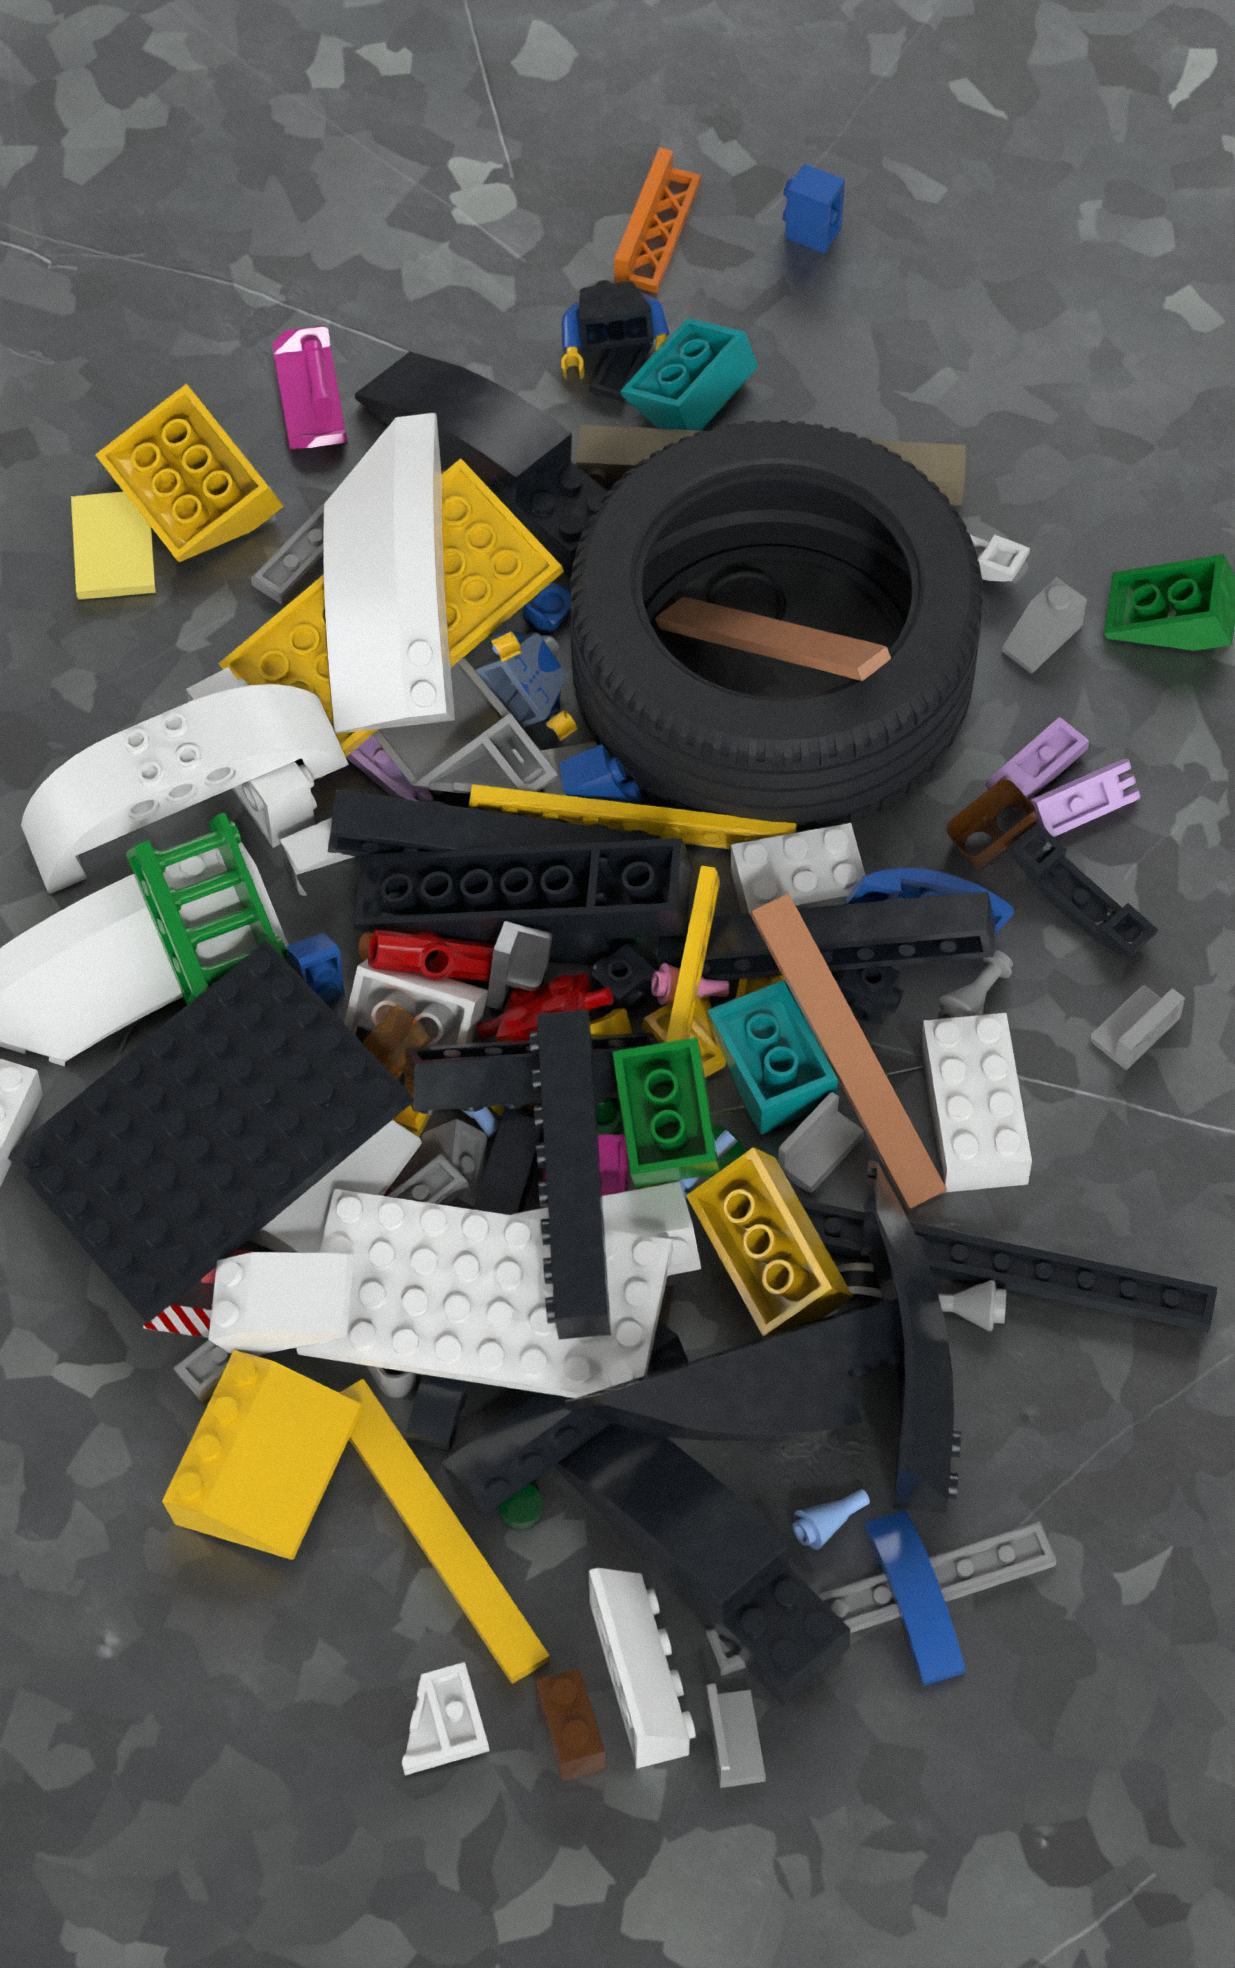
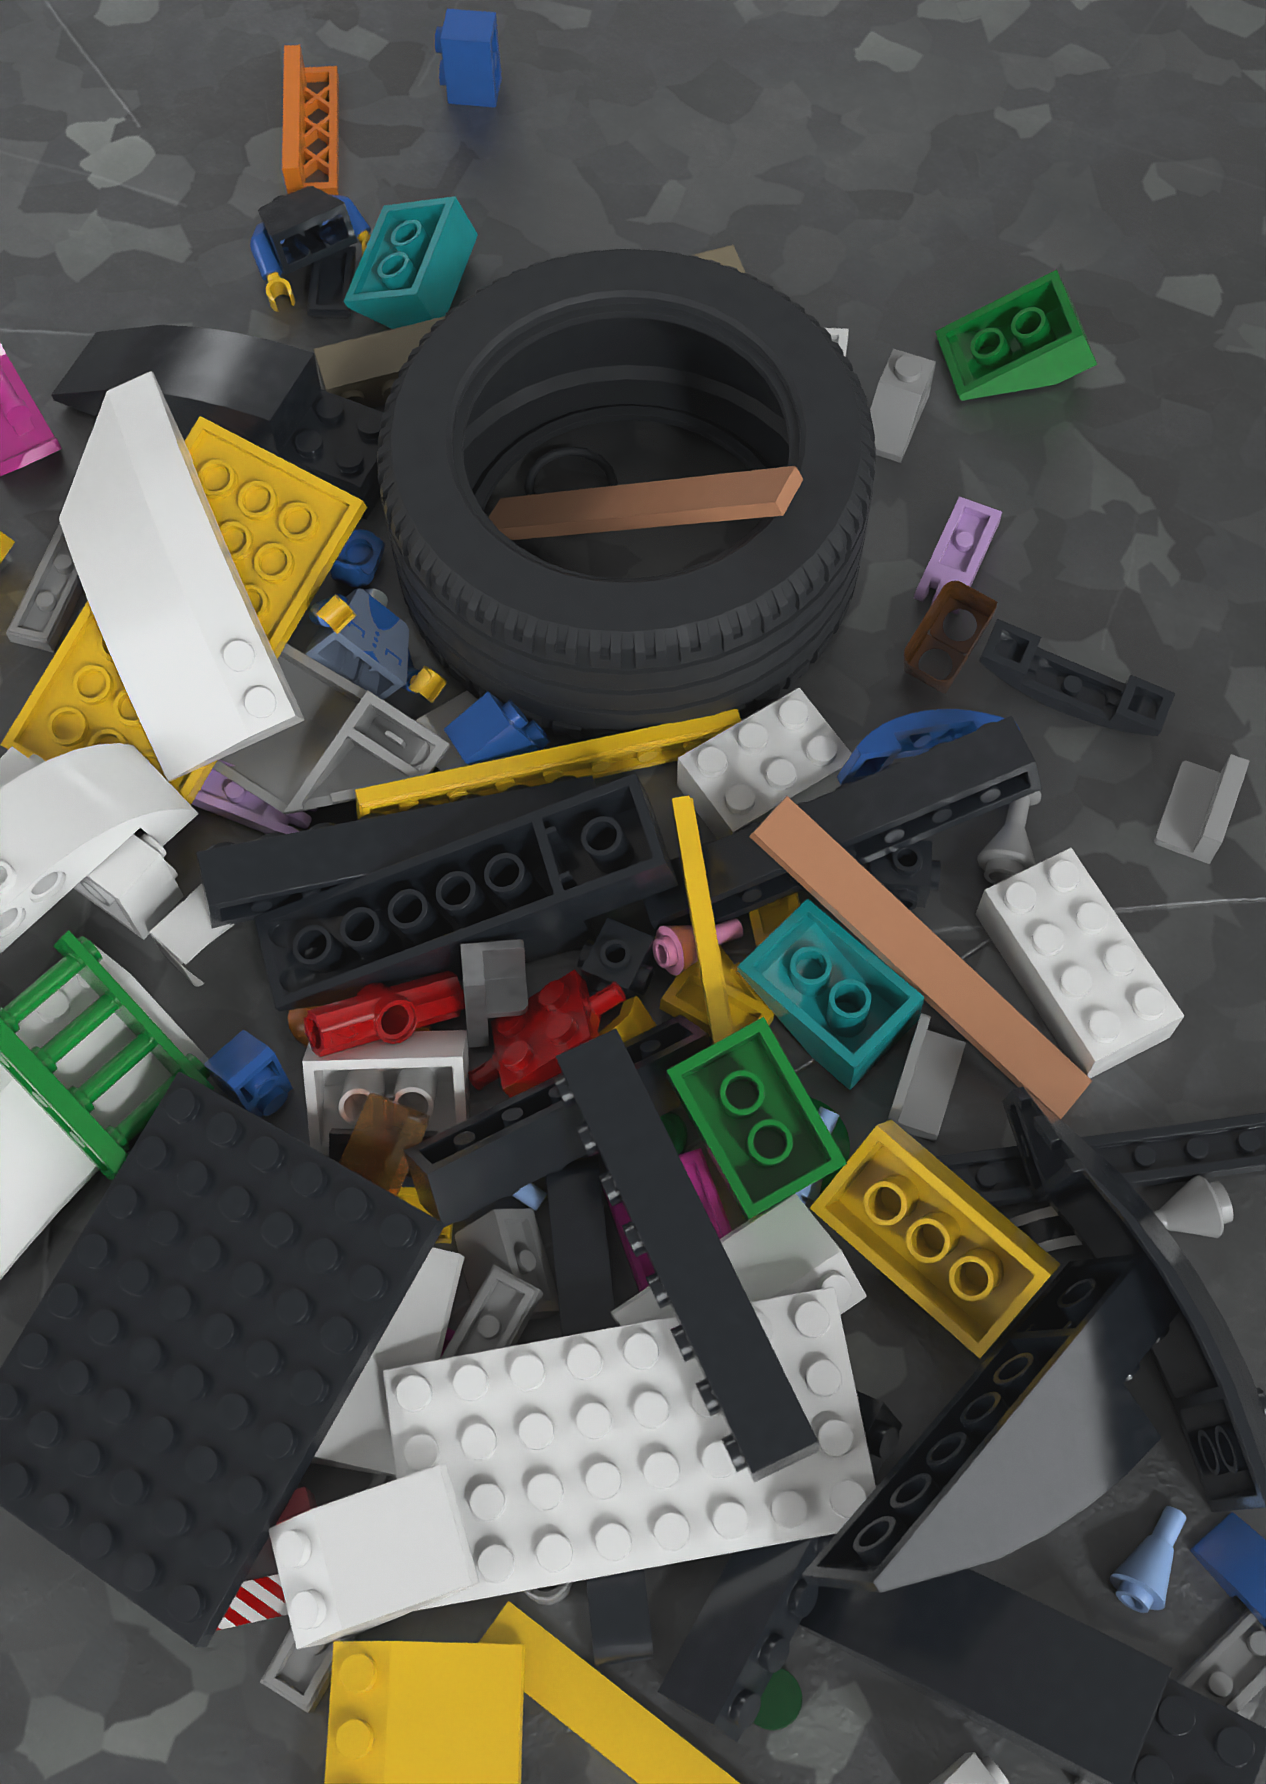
camera: 20 degrees left, 5 degrees up
(1086, 798) = (1030, 572): lavender hinge -> none

